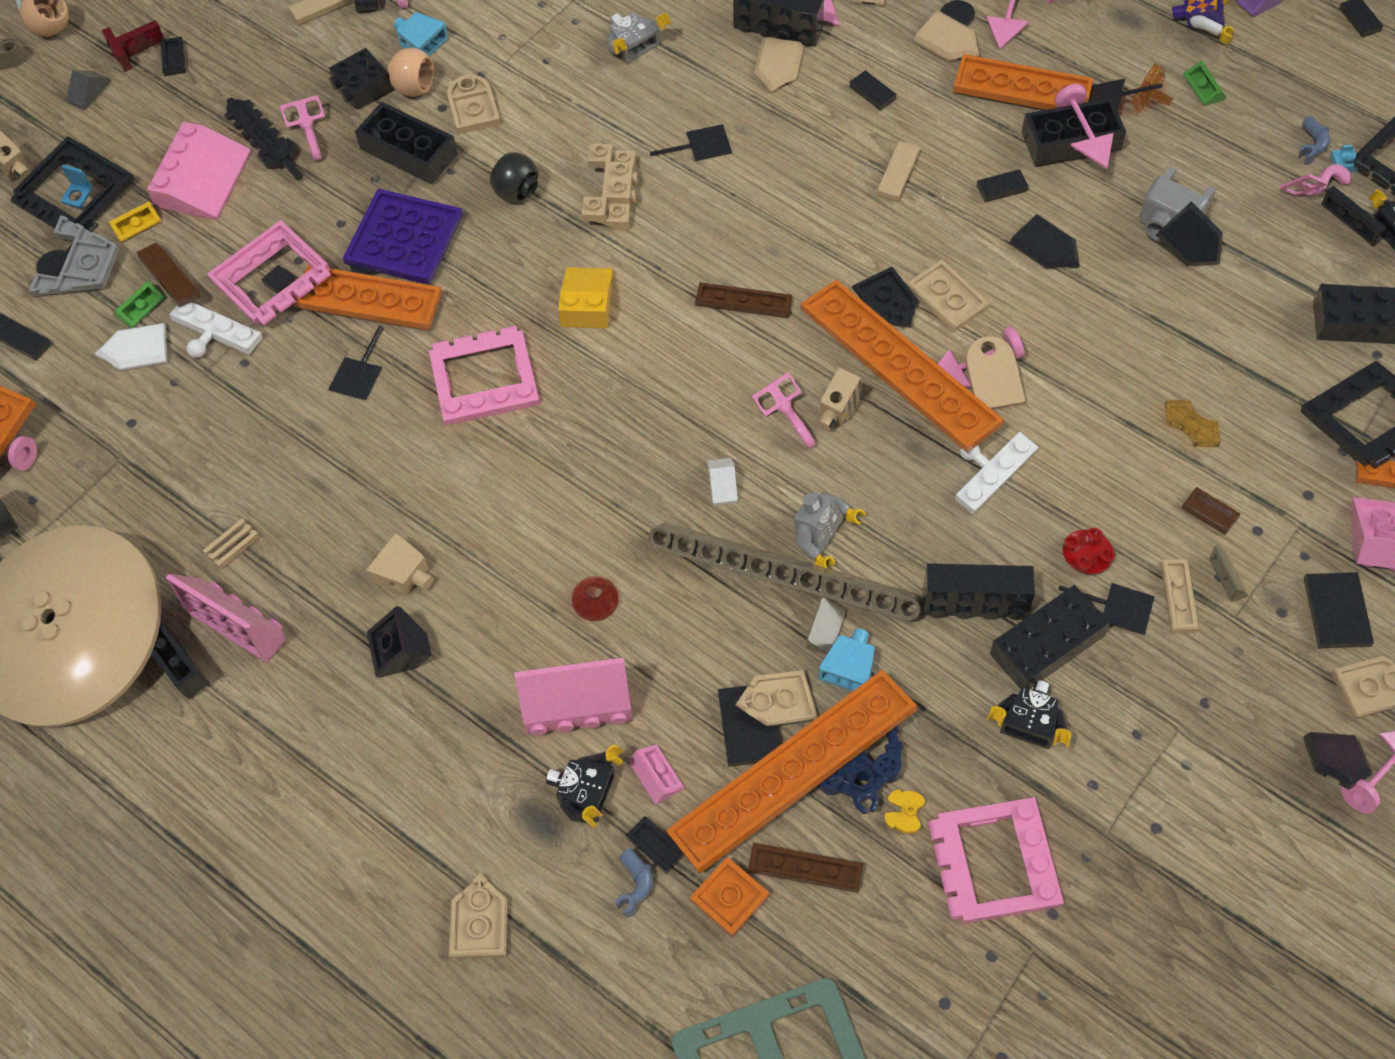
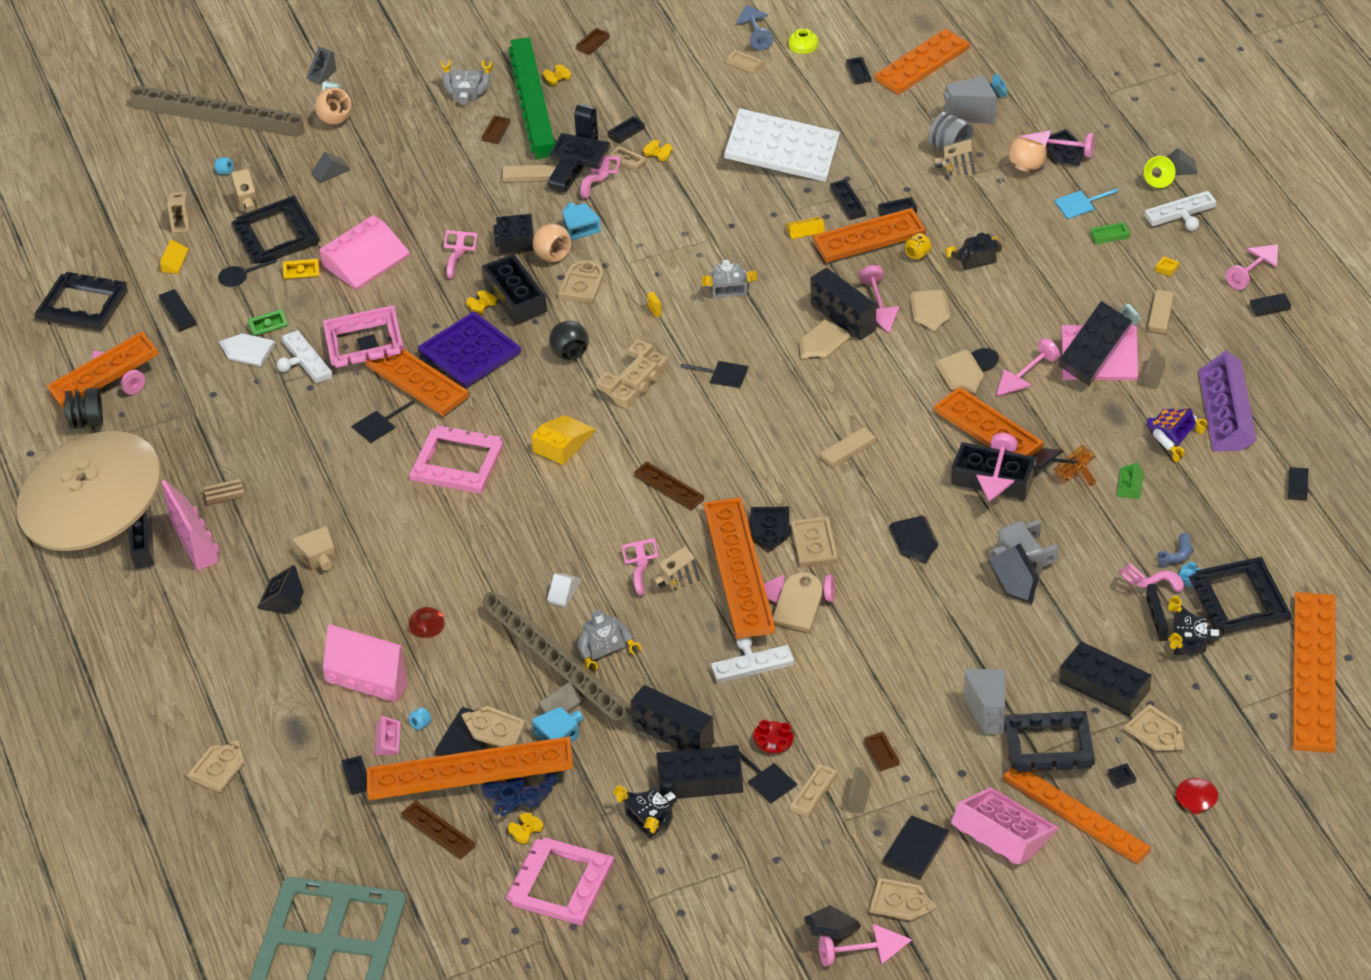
camera: 30 degrees right, 15 degrees down
(79, 183) = (279, 229): dark azure bracket -> none
(85, 266) = (249, 284): light grey wing -> none
(132, 42) = (380, 149): dark red bracket -> none
(168, 274) = (297, 311): reddish brown tile -> none
(173, 56) = (402, 169): black tile -> none
(273, 150) = (425, 258): black bar -> none
(375, 179) = (479, 305): none -> yellow piece
(573, 96) = (654, 304): none -> yellow tile
(585, 785) = (337, 720): black torso -> none
(641, 875) = (333, 788): sand blue piece -> none
(679, 729) = (420, 718): none -> medium azure piece
(729, 896) = (377, 821): orange plate -> none
(873, 90) = (875, 386): black tile -> none
(1002, 185) = (915, 487): black tile -> none
(1184, 417) = (914, 686): clear yellow tile -> none
(1282, 396) = (986, 698): none -> light grey slope

